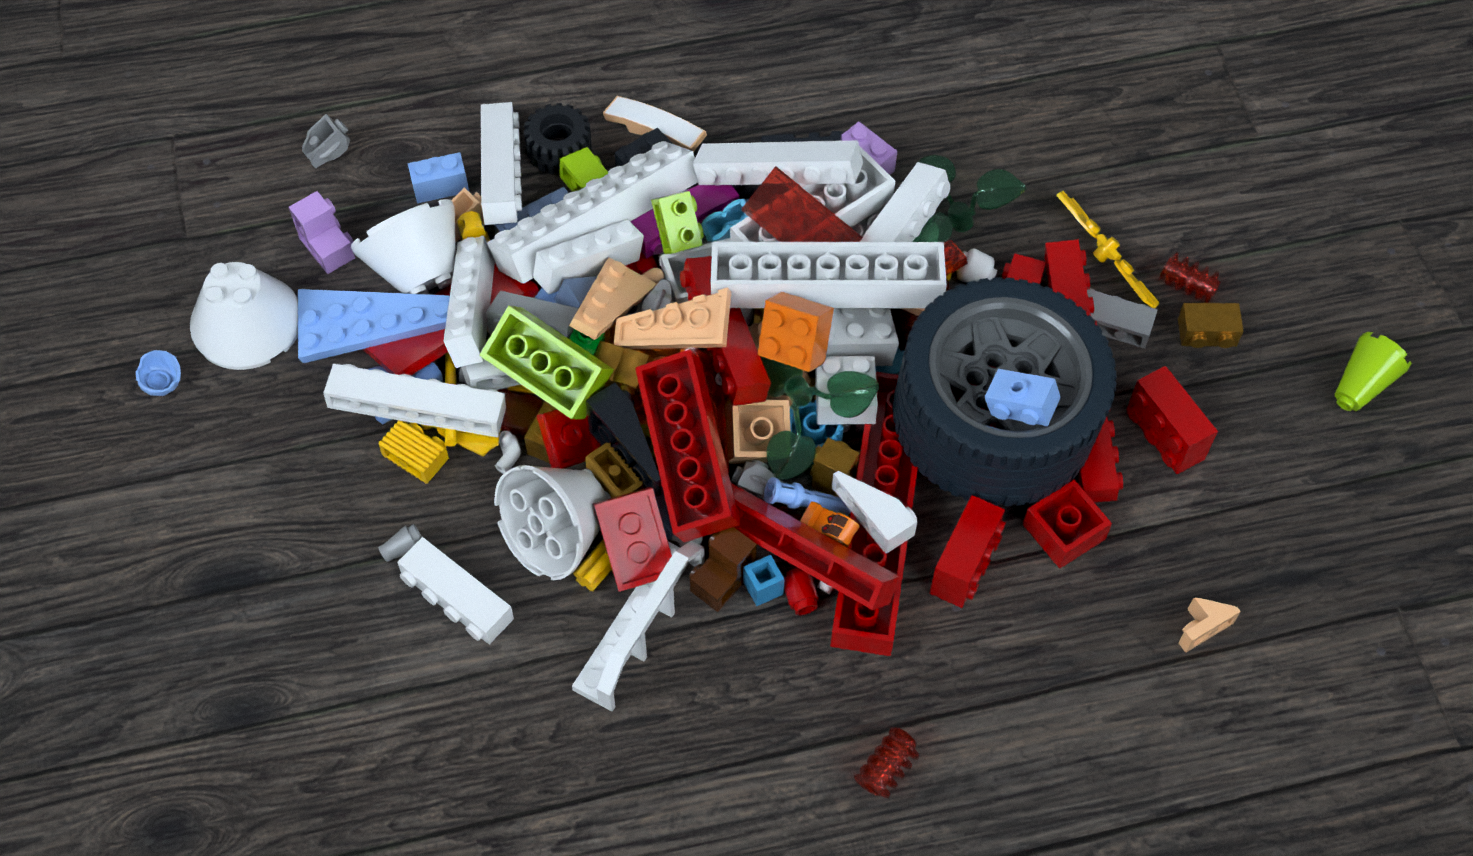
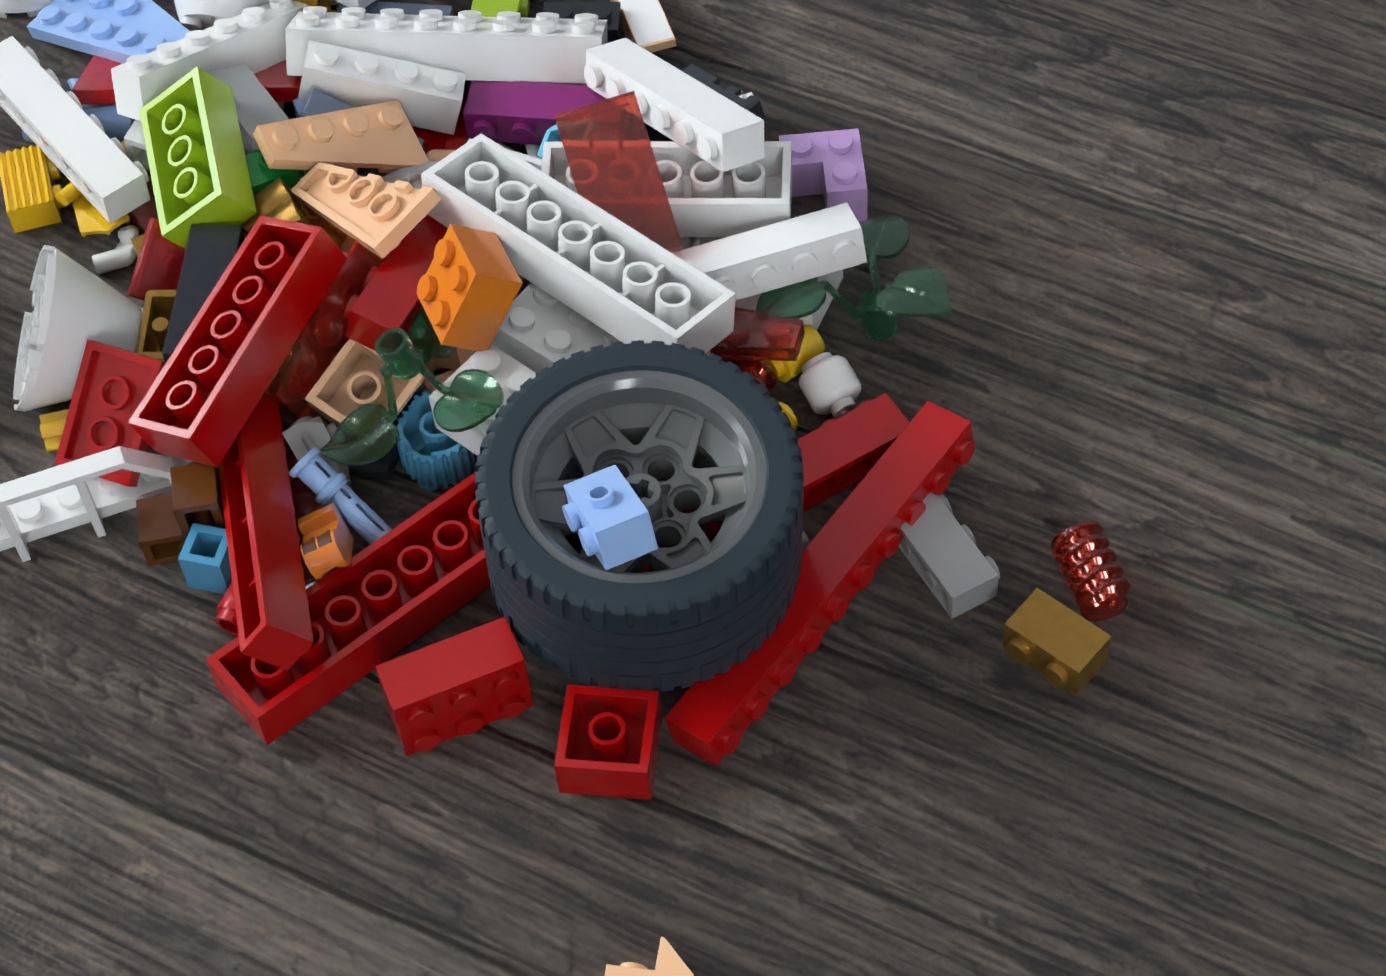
camera: 45 degrees right, 5 degrees down
(677, 222) = (511, 106): lime brick -> none
(829, 459) = (408, 481): pearl gold brick -> none
(878, 512) = (381, 573): white slope -> none
(887, 762) = (127, 854): clear red piece -> none
(1107, 249) = (1010, 533): yellow piece -> none
(1171, 420) = (862, 712): red brick -> none
(1370, 371) = (1200, 840): lime cone -> none

